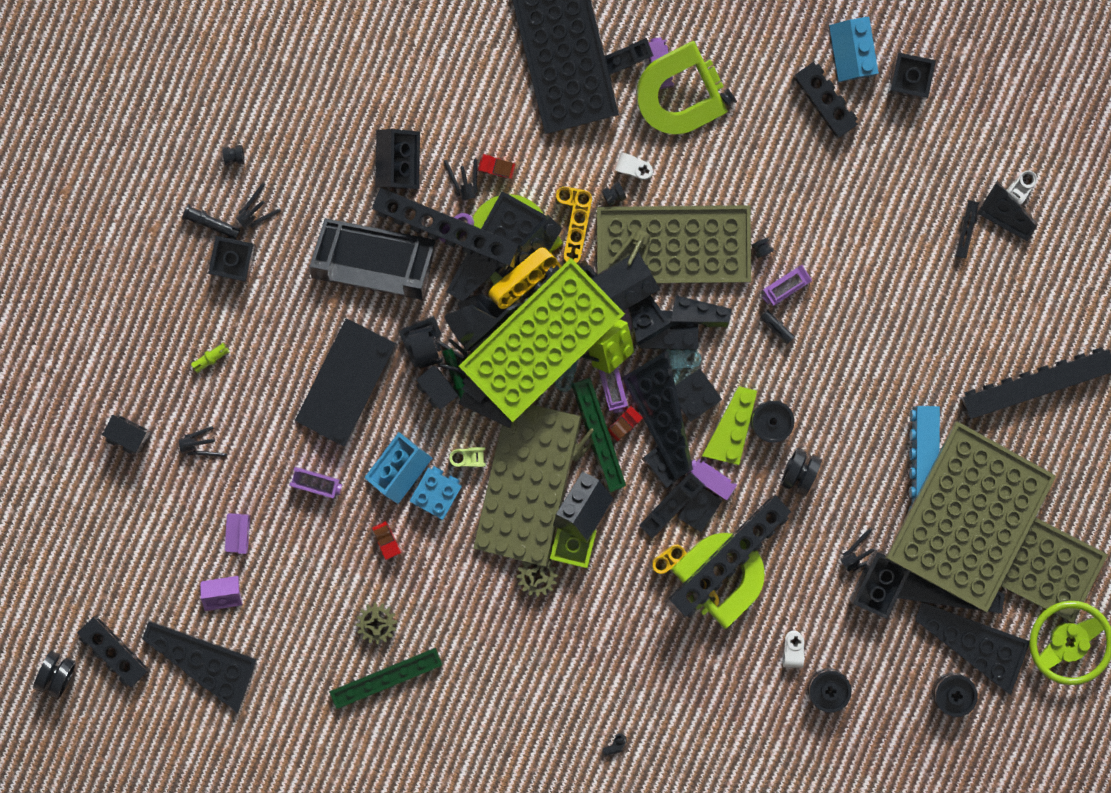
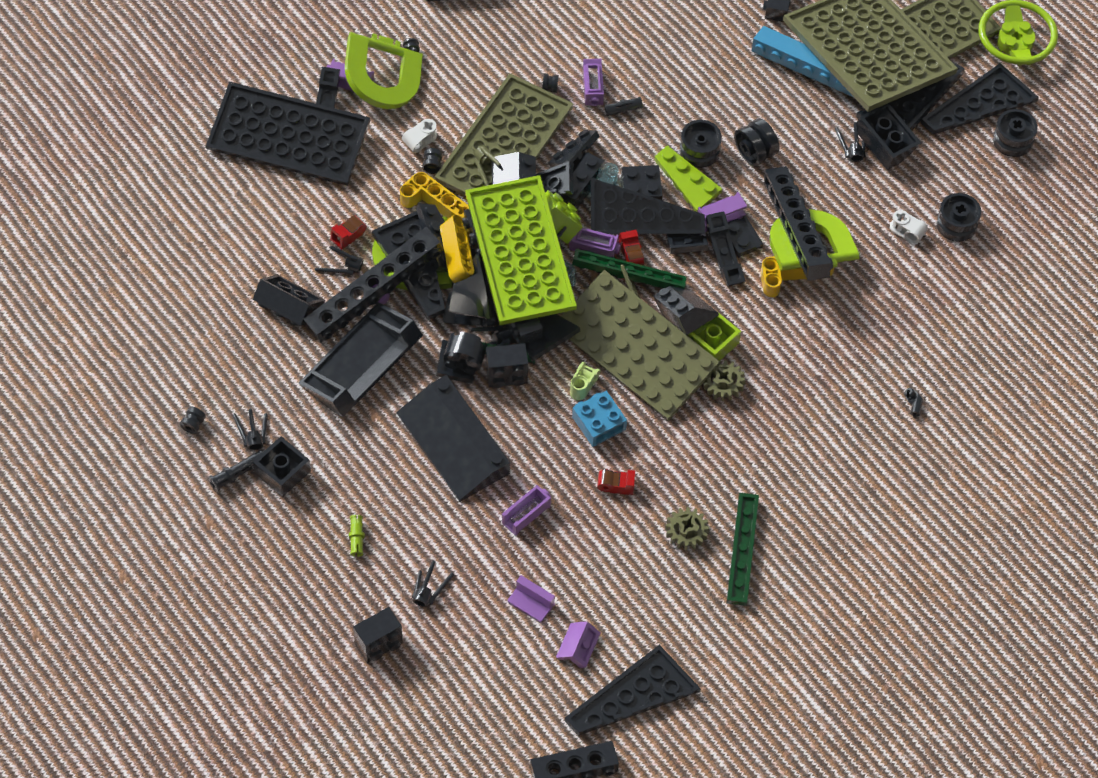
camera: 65 degrees left, 30 degrees down
(398, 468) = (557, 437): dark azure slope -> none

